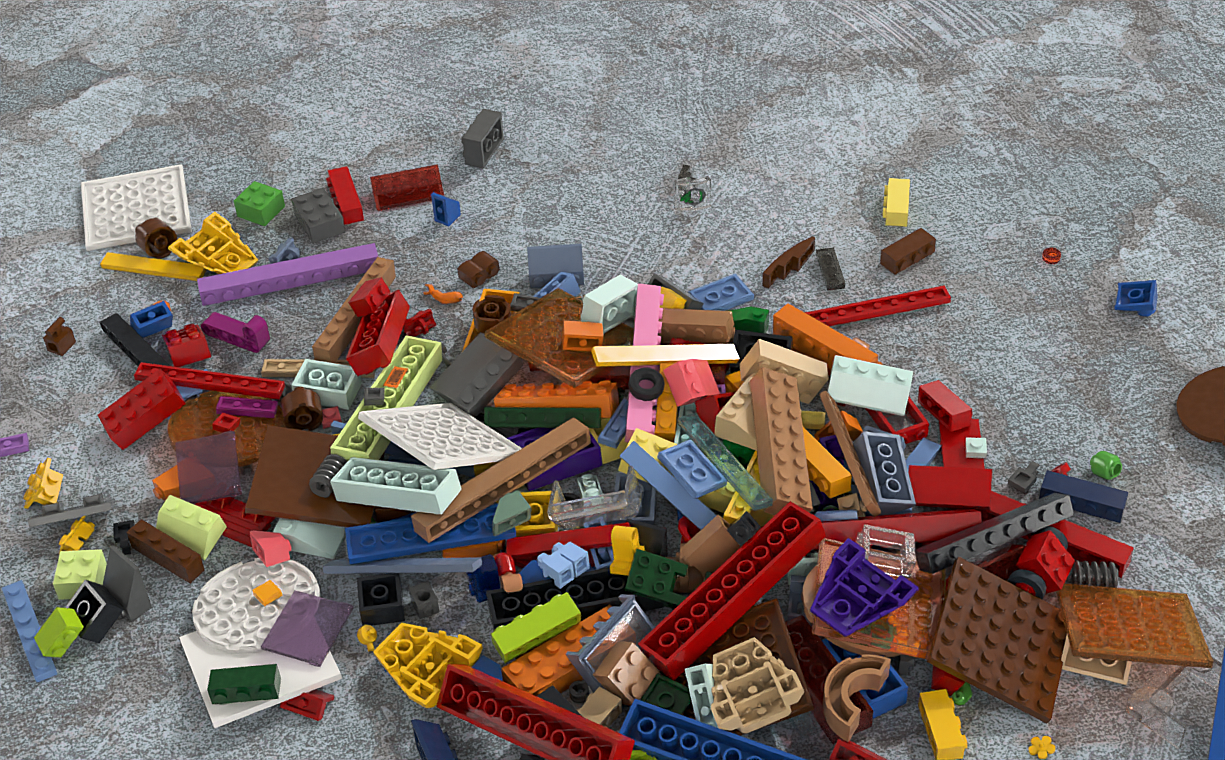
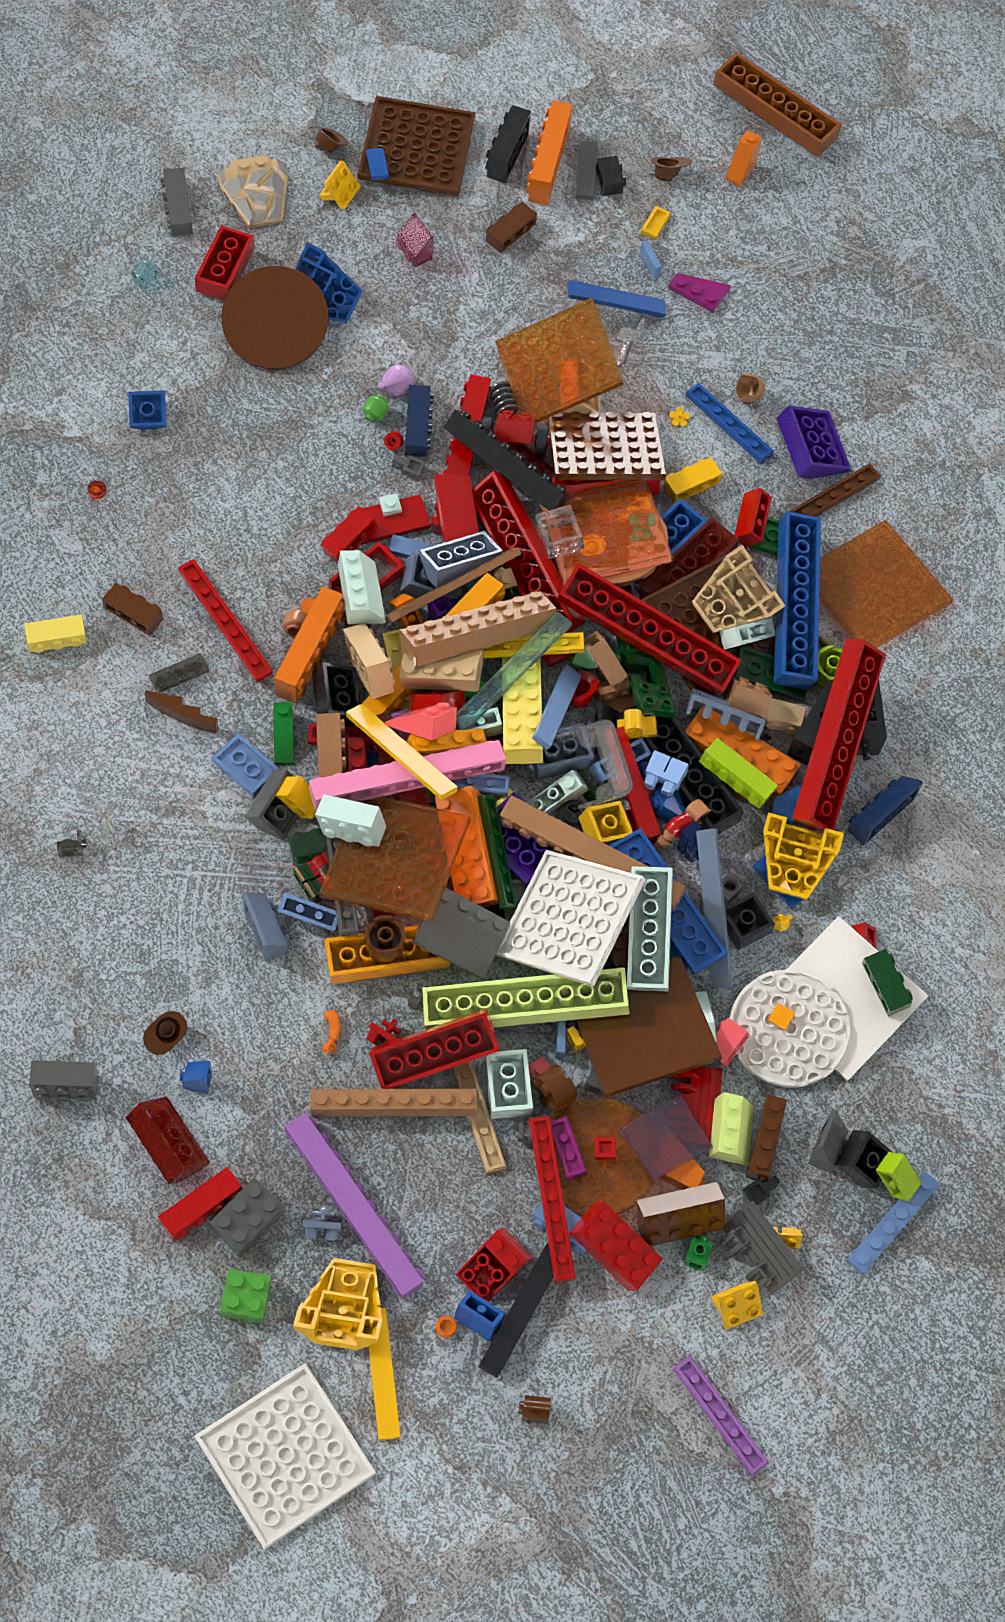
camera: 120 degrees left, 20 degrees up
(74, 568) = (823, 1203): yellowish green brick -> none
(102, 473) = (695, 1259): none -> green brick
(136, 460) = (681, 1214): none -> reddish brown brick
(155, 237) = (349, 1382): reddish brown brick -> none
(249, 335) = (460, 1218): magenta beam -> none
(307, 628) = (805, 963): clear purple piece -> none
(320, 482) = (649, 1003): dark grey piece -> none
(369, 297) = (390, 1076): red brick -> none
(374, 396) = (539, 1002): dark grey tile -> none
(395, 377) = (498, 1000): sticker -> none
(478, 269) = (283, 1007): reddish brown brick -> none
(492, 196) = (165, 1032): none -> reddish brown piece
(510, 512) = (630, 832): sand green slope -> none
(581, 335) = (404, 830): orange brick -> none
(646, 374) = (449, 764): black tyre -> none
(692, 469) = (533, 692): medium blue tile -> none
(743, 528) = (595, 628): black window -> none
(837, 515) = (524, 579): medium blue tile -> none
(843, 681) = (709, 533): medium nougat brick -> none
(858, 591) = (625, 531): dark purple wedge -> none
(1143, 491) = (396, 380): none -> lavender piece

